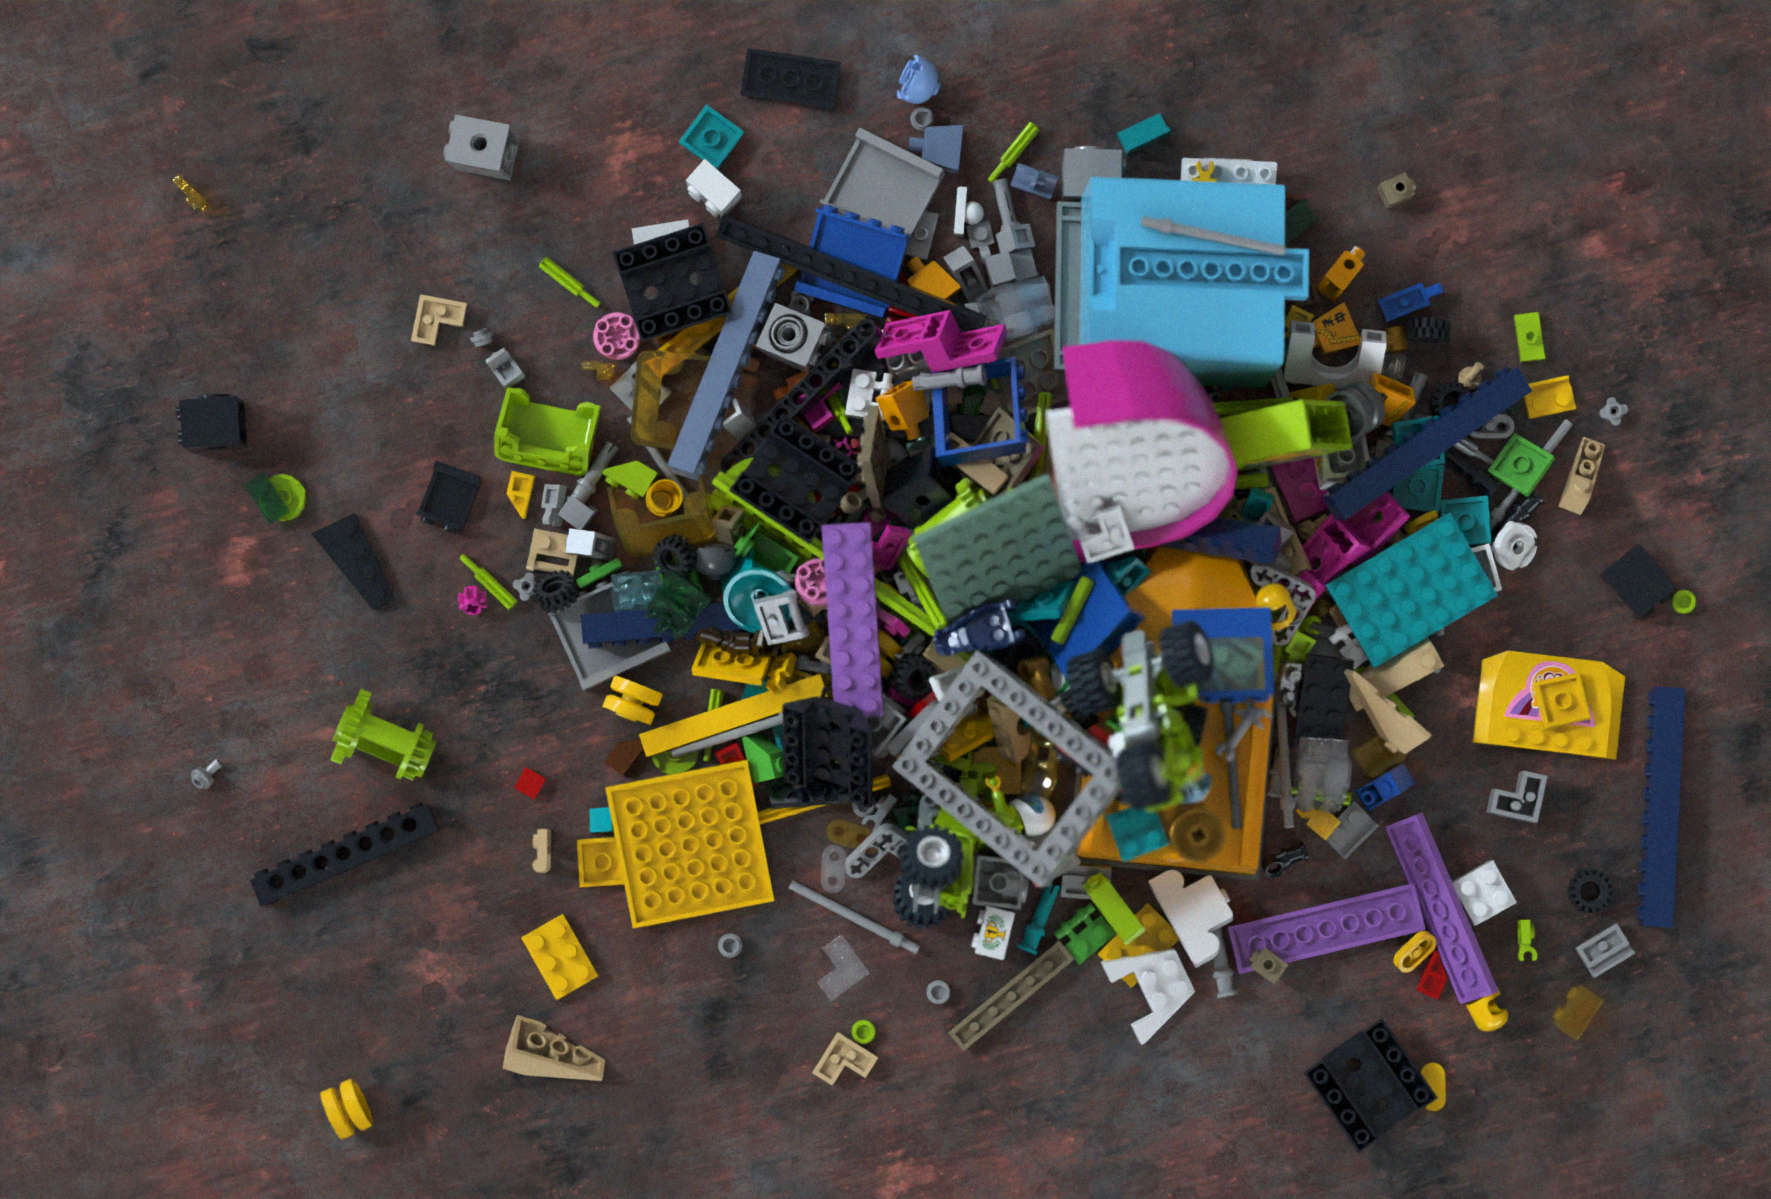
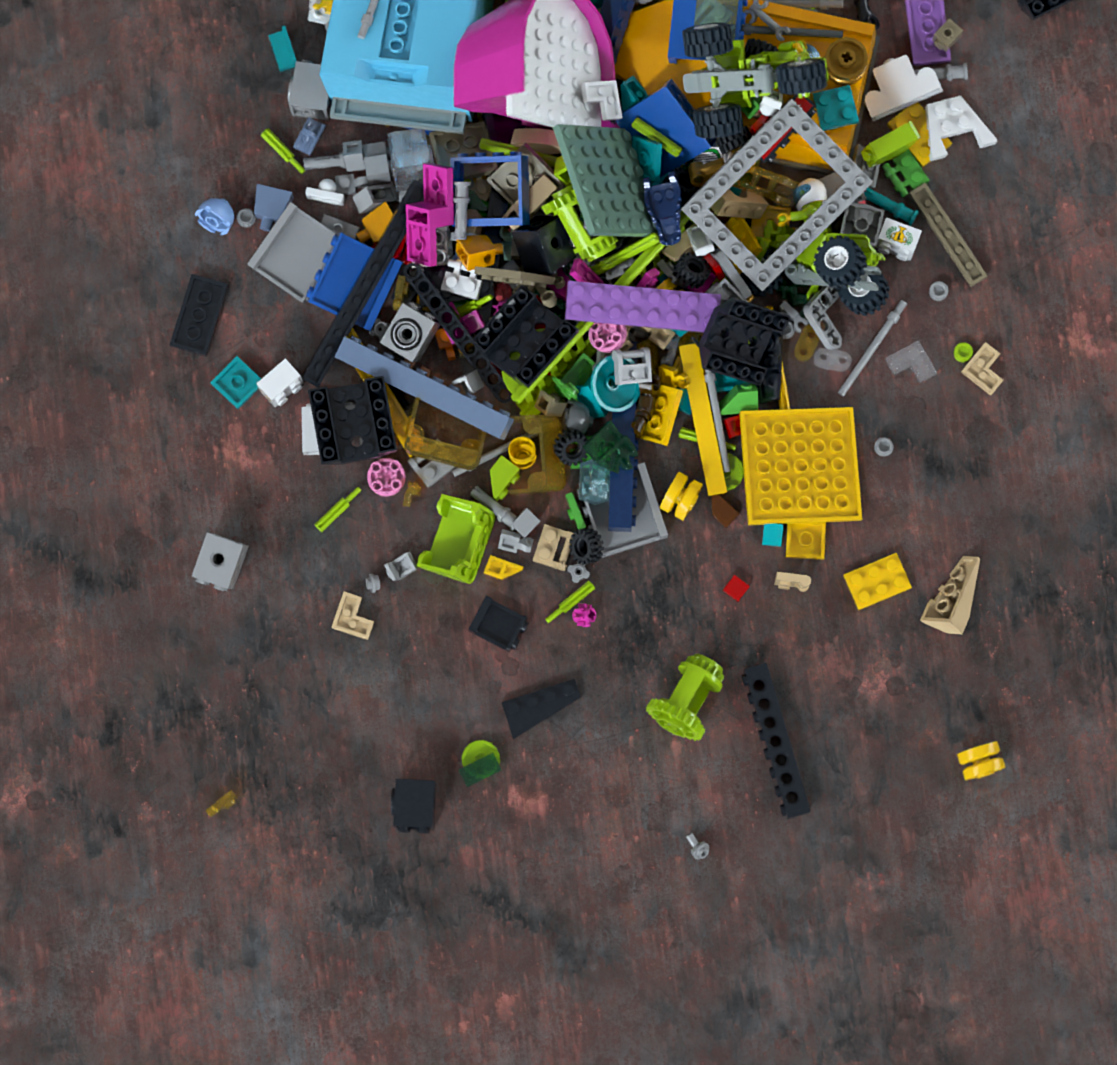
camera: 80 degrees left, 5 degrees down
(590, 544) = (552, 516): light grey slope -> none

